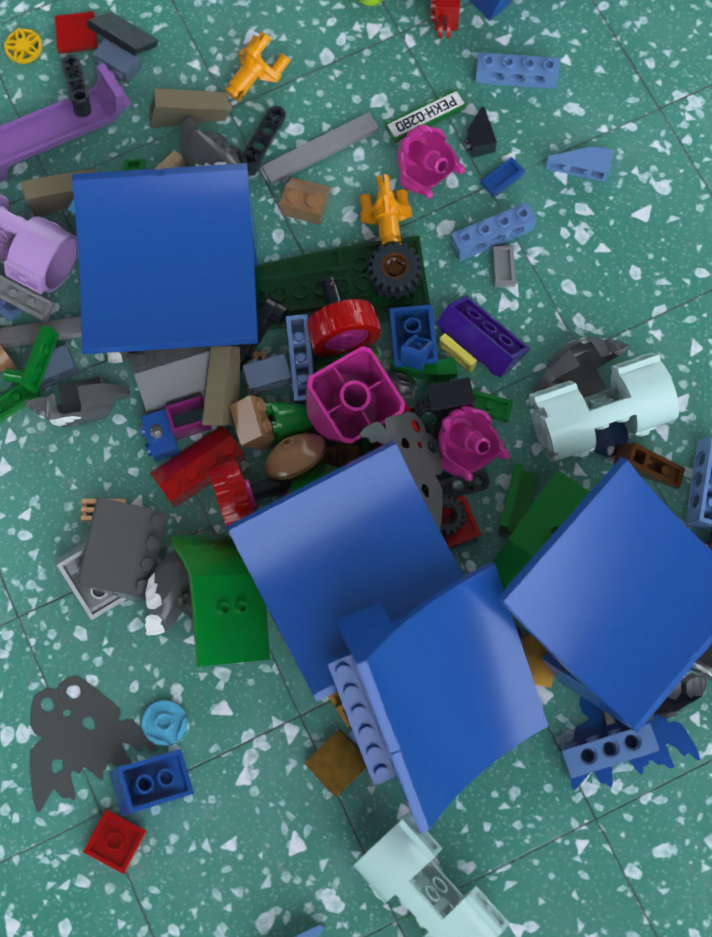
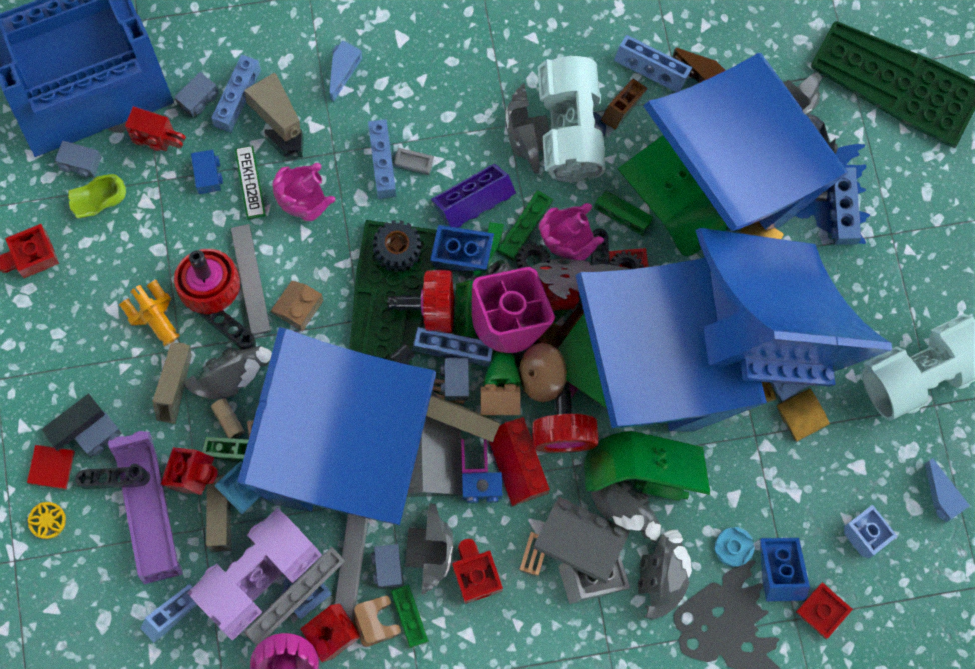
camera: 80 degrees left, 0 degrees up
(37, 363) = (400, 582): green piece -> none
(63, 454) = (476, 572): none -> red brick
(97, 147) = (189, 471): none -> red brick
(110, 651) = (665, 575): none -> dark grey animal
(217, 873) = (869, 532): none -> medium blue slope
(301, 103) = (207, 281): none -> red wheel
(386, 210) = (338, 239): light orange wheel -> none
(416, 352) = (482, 246): blue slope -> none
(421, 70) = (206, 171): none -> blue brick
(450, 394) = (528, 230): black panel -> none
(457, 352) = (483, 219): light yellow tile -> none
(502, 35) = (197, 95): none -> sand blue brick
(502, 177) = (330, 137): blue tile -> none
(514, 106) = (273, 106): none -> dark tan slope

